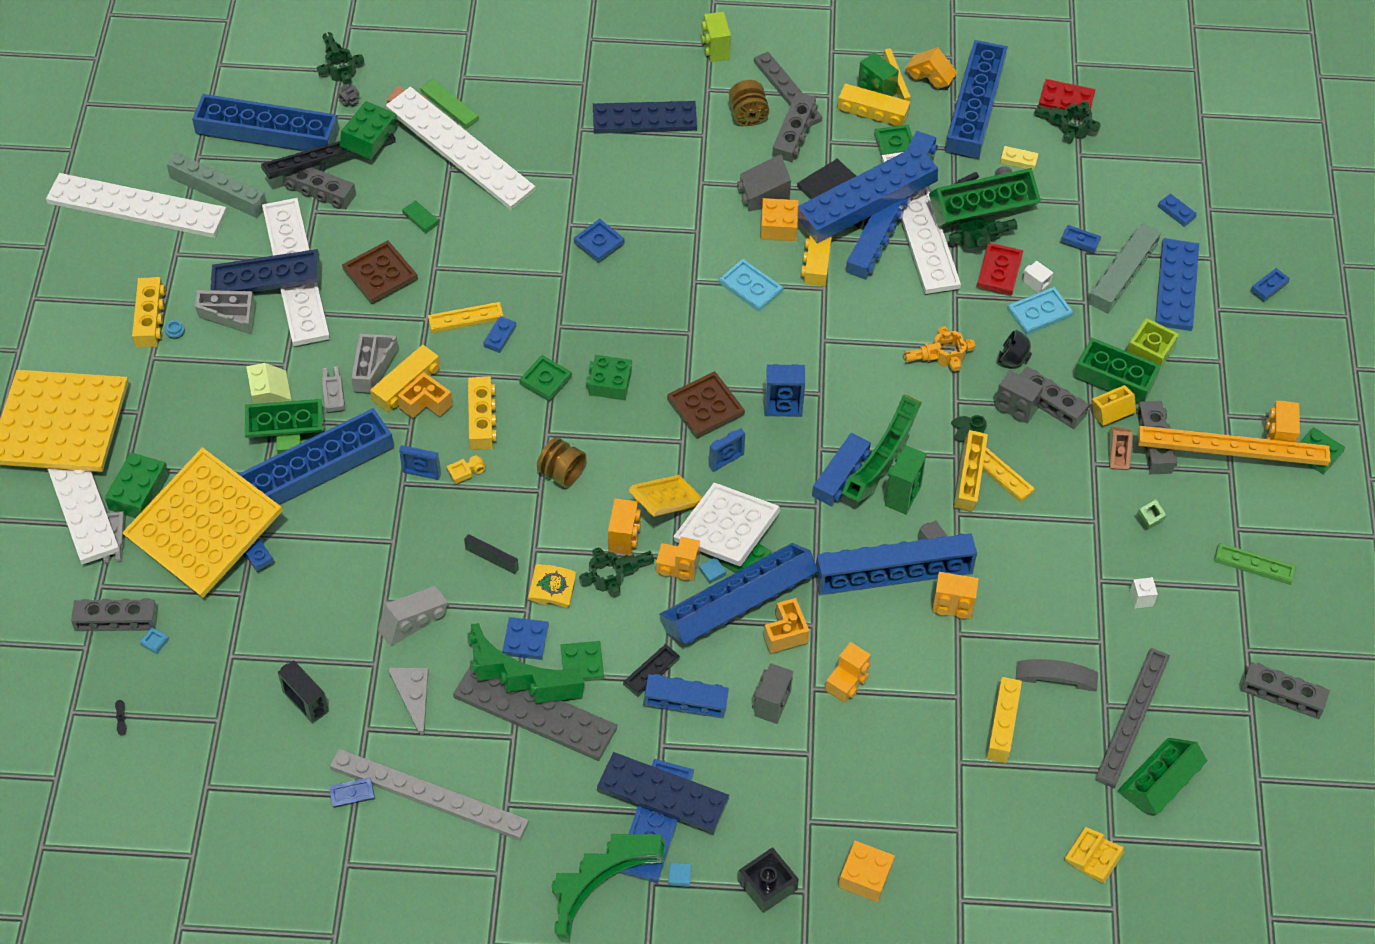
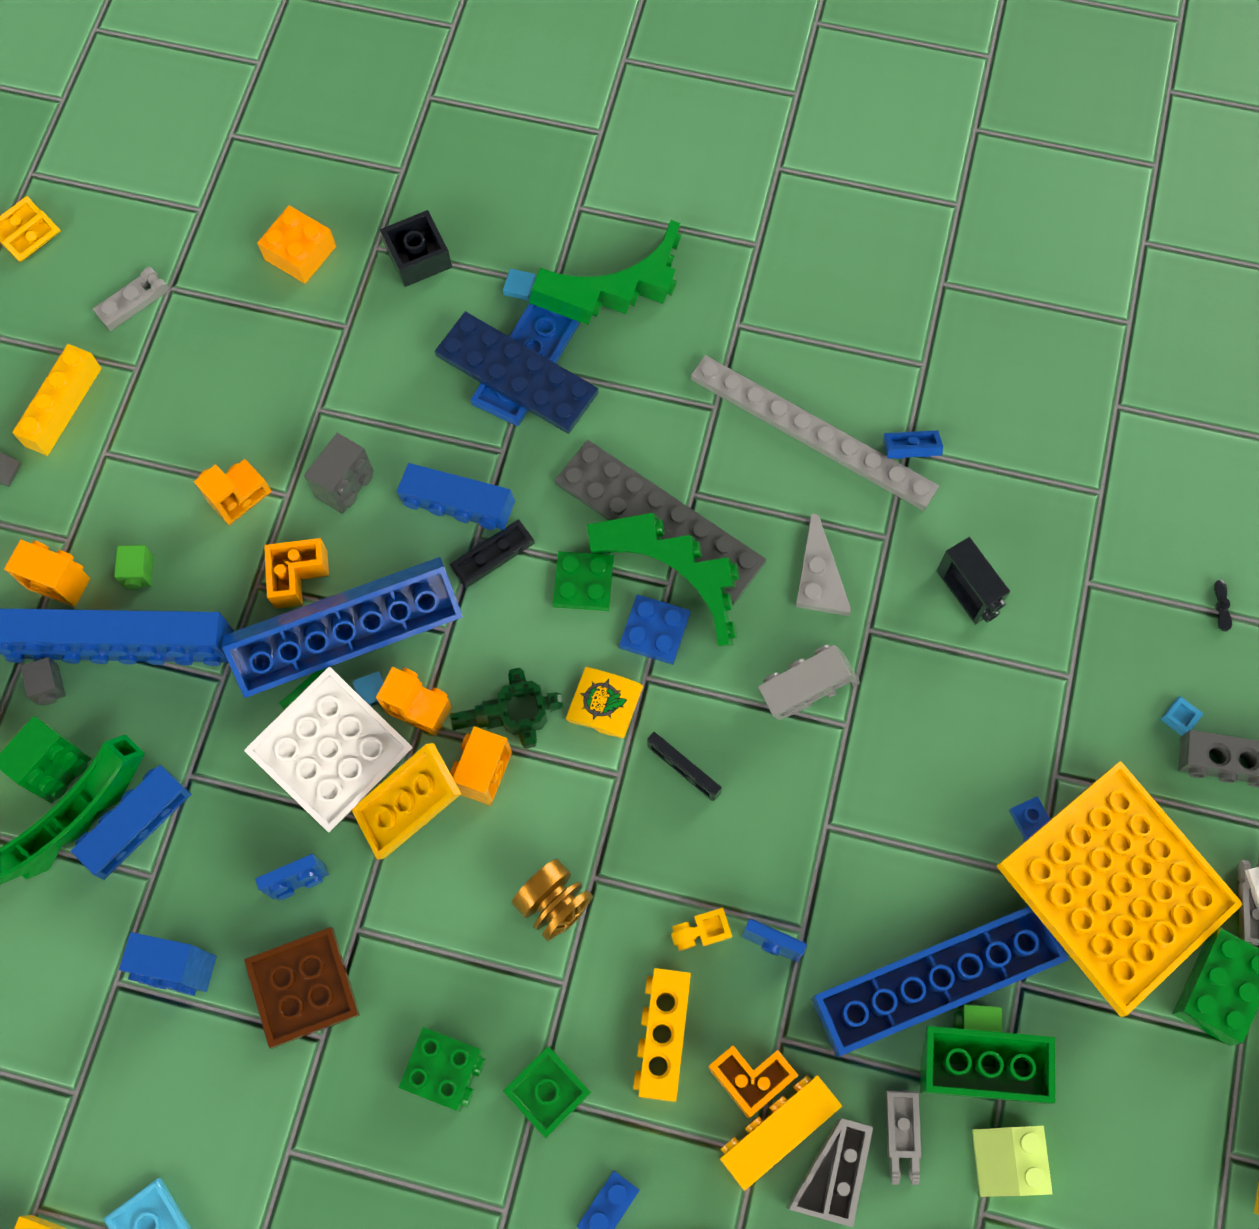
camera: 165 degrees left, 15 degrees up
(901, 617) = (134, 566): none -> bright green brick
(985, 811) = (131, 299): none -> light grey plate

